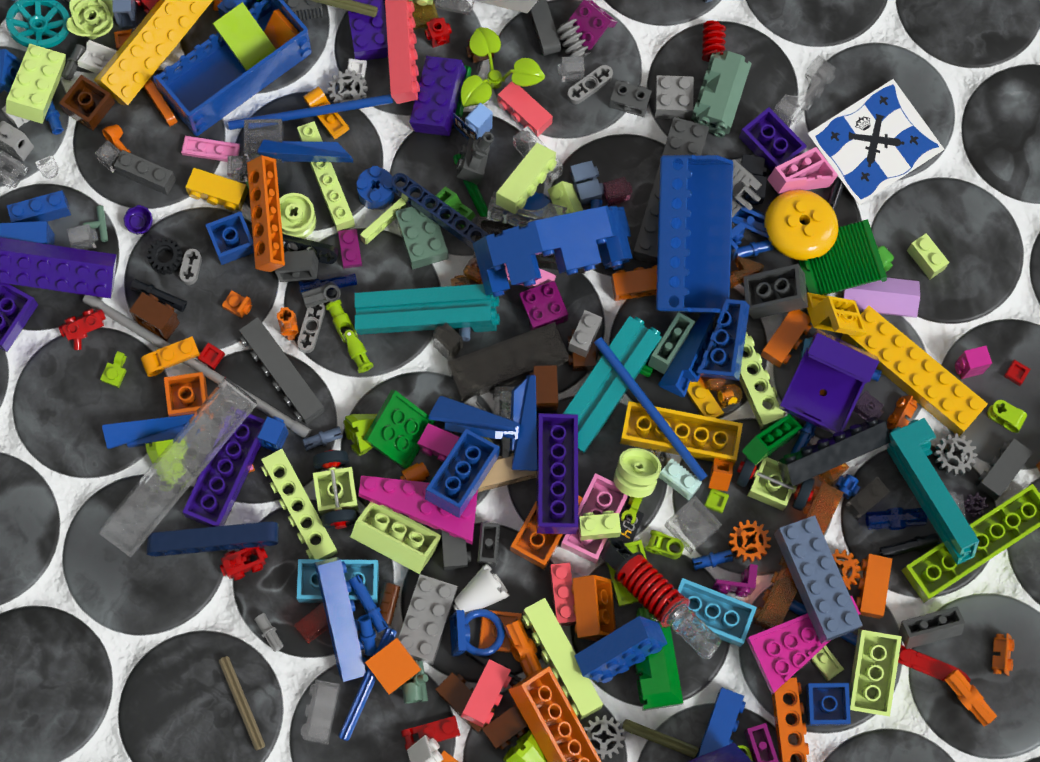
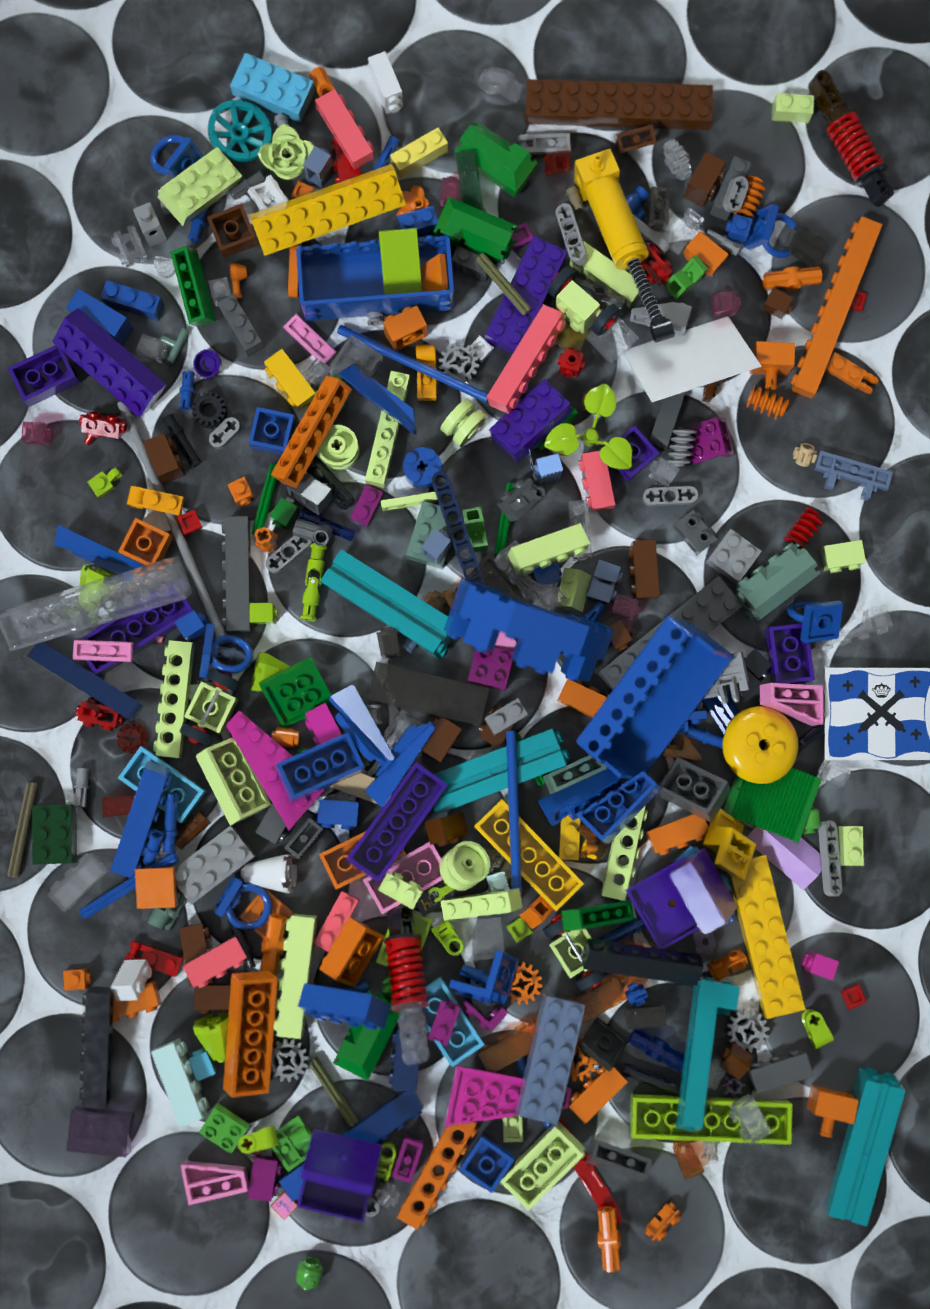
camera: 35 degrees right, 10 degrees up
(29, 368) = (36, 433): none -> clear pink brick
(83, 166) = (193, 286): none -> green brick
(135, 252) = (187, 390): none -> blue pin
(212, 502) = (103, 651): none -> bright pink tile
(253, 98) = (375, 318): none -> light grey bush
(263, 298) = (265, 500): none -> green axle
(272, 686) = (54, 834): none -> dark green brick
(281, 572) = (137, 731): none -> clear red gear
(284, 88) = (405, 328): none -> orange brick
(286, 296) = (283, 514): none -> green brick
(302, 443) = (210, 652): none -> blue tile
(325, 387) = (263, 613): none -> lime brick
(385, 130) = (463, 422): none -> yellowish green wheel
(433, 234) = (436, 546): none -> sand blue piece
(503, 503) = (338, 813): none -> blue brick
(547, 62) = (642, 453): none -> dark purple brick
(600, 456) = (446, 829): none -> reddish brown brick
(611, 152) = (644, 570): none -> reddish brown brick
(633, 215) = (621, 636): none -> reddish brown brick
(672, 495) = (481, 904): none -> yellowish green brick
(705, 672) = (402, 1076): none -> dark blue brick
(711, 607) = (444, 1022): none -> magenta brick
(735, 557) = (498, 983): none -> blue bracket
(758, 42) = (843, 556): none -> yellowish green brick
(778, 97) = (819, 620): none -> blue tile
(850, 542) = (603, 1044): none -> pearl dark grey tile
(874, 210) = (834, 773): none -> clear brick
(919, 277) = (831, 886): none -> light grey beam
(964, 482) = (735, 1060): none -> reddish brown brick
(986, 590) = (688, 1161): none -> clear orange piece
(996, 568) = (710, 1151): none -> clear bush
(1009, 516) = (749, 1119): none -> clear brick

